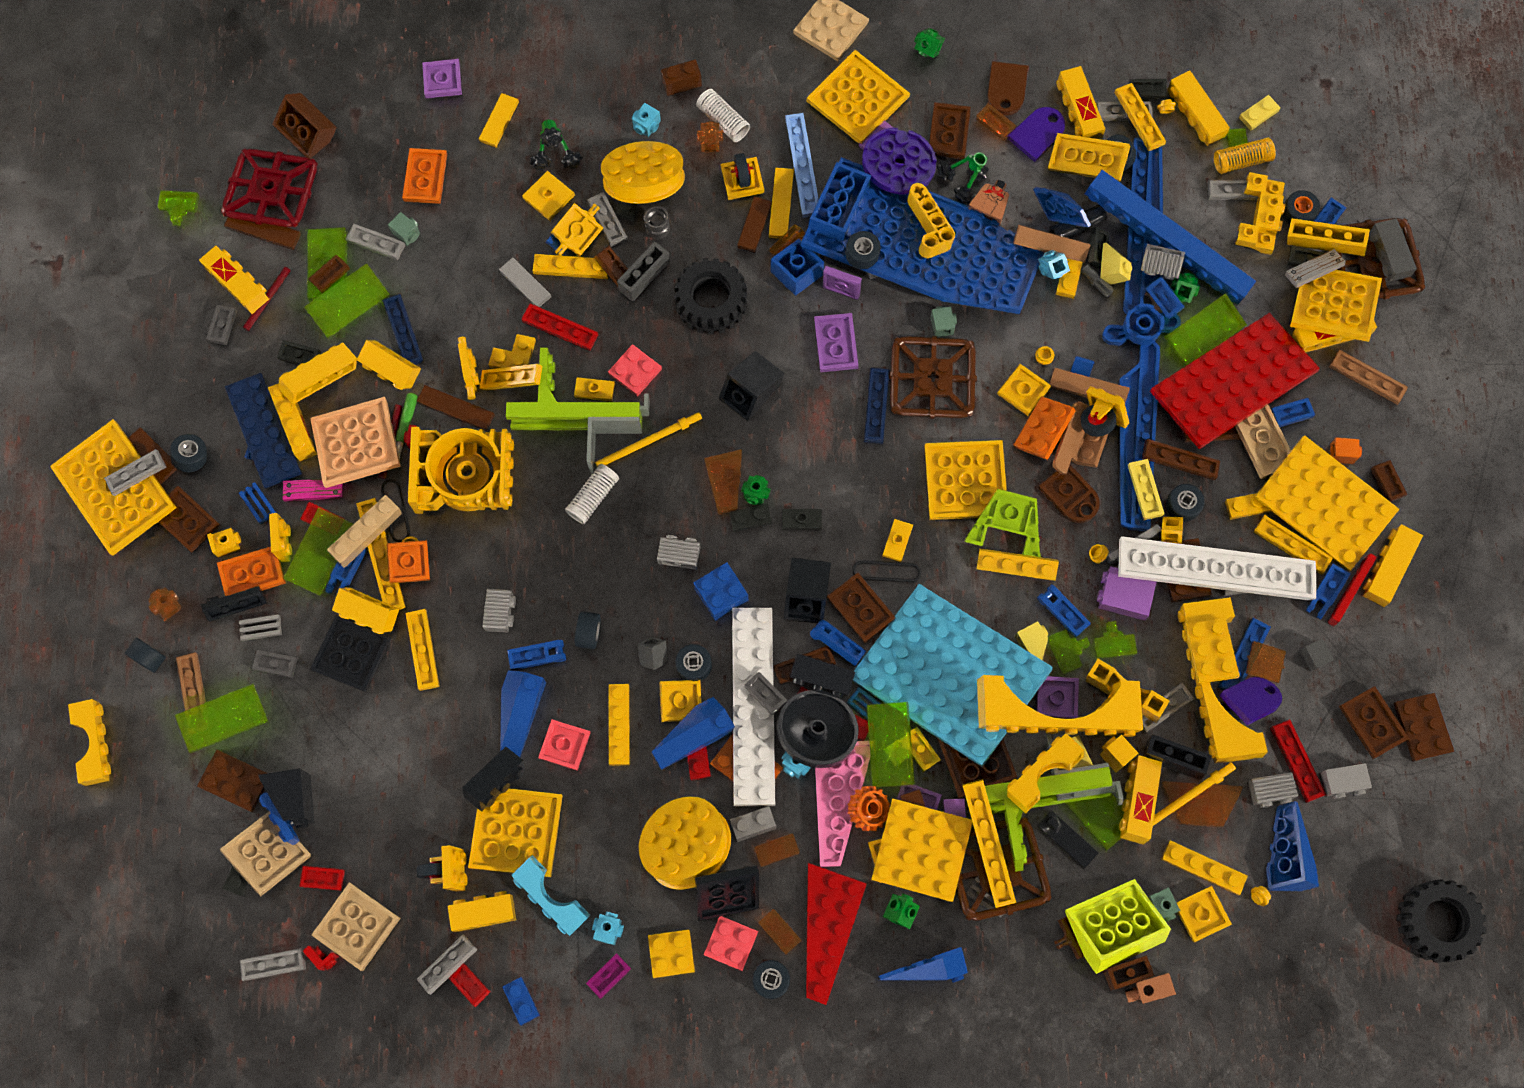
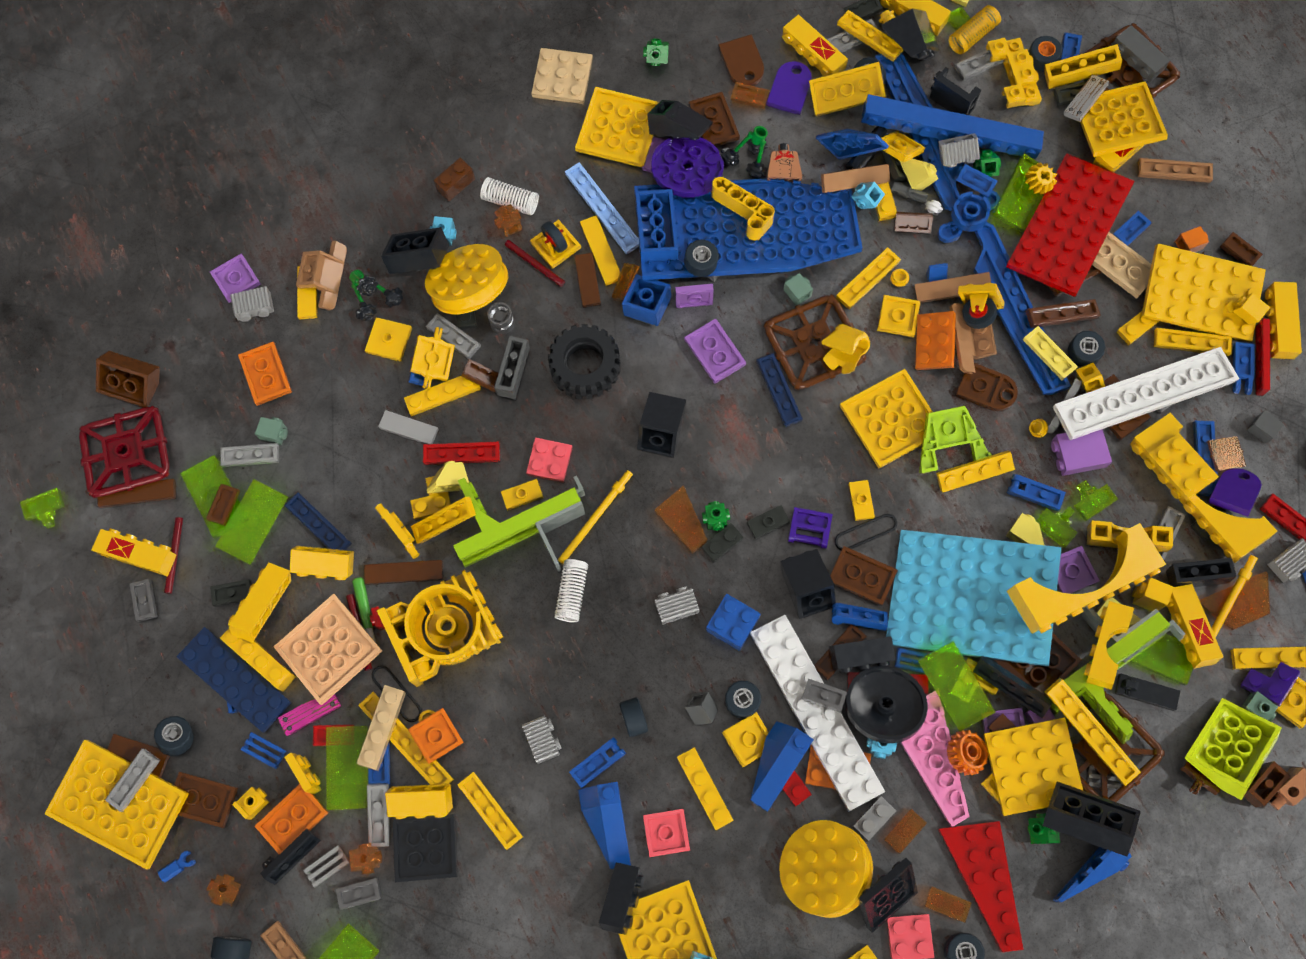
camera: 25 degrees left, 0 degrees up
(135, 565) = (175, 867): none -> blue bar
(294, 636) = (358, 857): none -> clear orange brick
(322, 609) = (377, 815): none -> light grey tile
(445, 108) = (252, 303): none -> light grey brick
(521, 109) = (323, 272): none -> medium nougat plate
(532, 342) = (447, 478): none -> light yellow slope
(610, 126) = (415, 250): none -> black brick
(712, 182) = (536, 264): none -> dark red bar
(841, 537) = (810, 521): none -> dark purple plate
(911, 114) = (676, 120): none -> black slope
(941, 769) = (1013, 686): none -> black plate
(944, 917) = (1092, 818): none -> black slope
(956, 395) = (847, 348): none -> yellow piece
(1014, 342) = (868, 278): none -> yellow plate
(1085, 310) = (913, 222): none -> plate
(1109, 233) = (902, 147): none -> yellow plate
(1112, 305) = (933, 207): none -> white plate
(1180, 133) = (913, 34): none -> black slope
(1186, 210) = (952, 96): none -> black panel
(1188, 893) = (1272, 688): none -> dark purple plate
(1227, 331) = (1040, 178): none -> yellow gear
(1361, 537) = (1251, 308): none -> yellow brick

